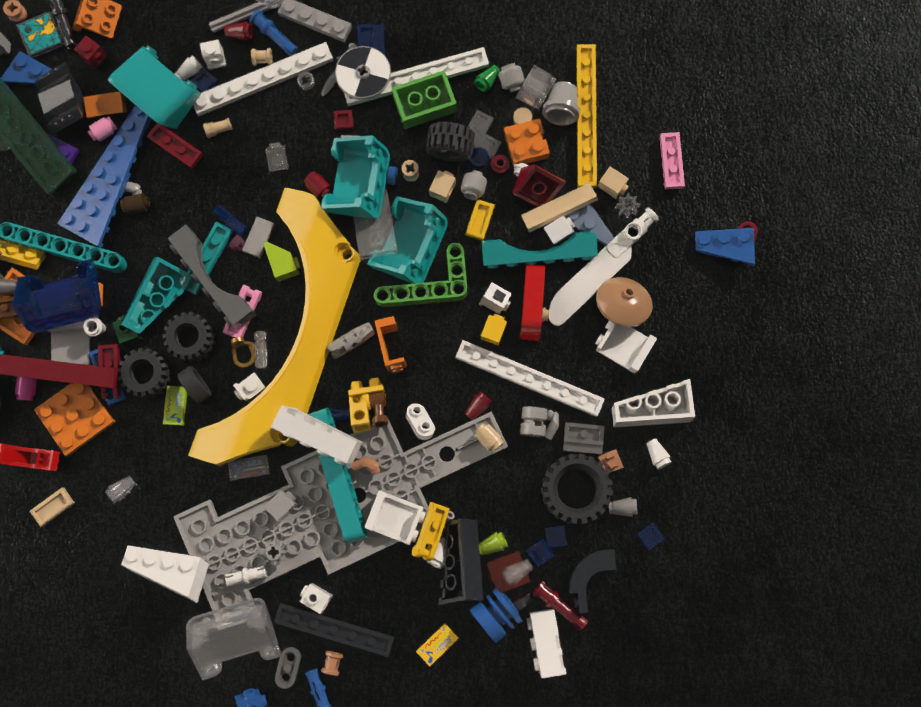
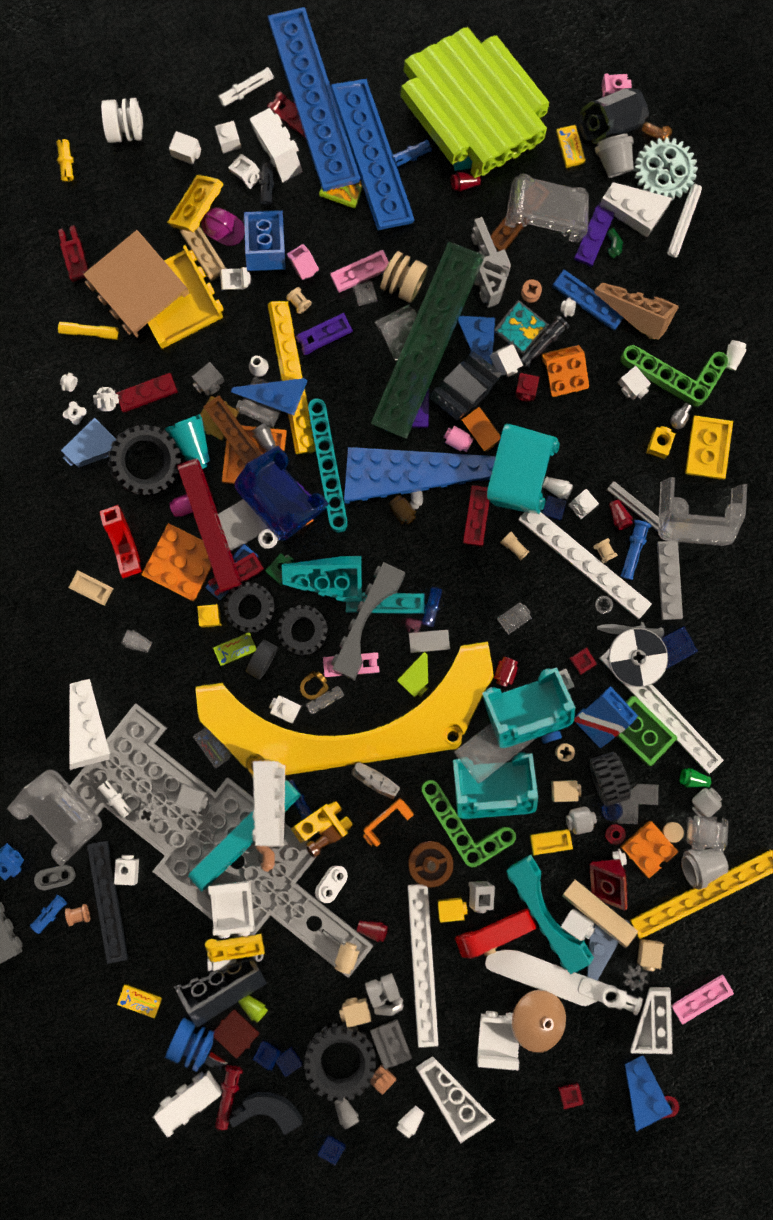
camera: 60 degrees right, 5 degrees up
(58, 54) = (506, 360): none -> white brick
(133, 412) = (209, 616): none -> yellow brick
(397, 121) = (605, 717): none -> blue panel
(445, 327) = (430, 864): none -> reddish brown wheel
(516, 572) = (237, 1042): clear cone -> none
(540, 455) = (355, 1012): none -> tan brick
(672, 206) = (654, 1026): none -> white wedge
(701, 308) = (570, 1096): none -> dark red tile

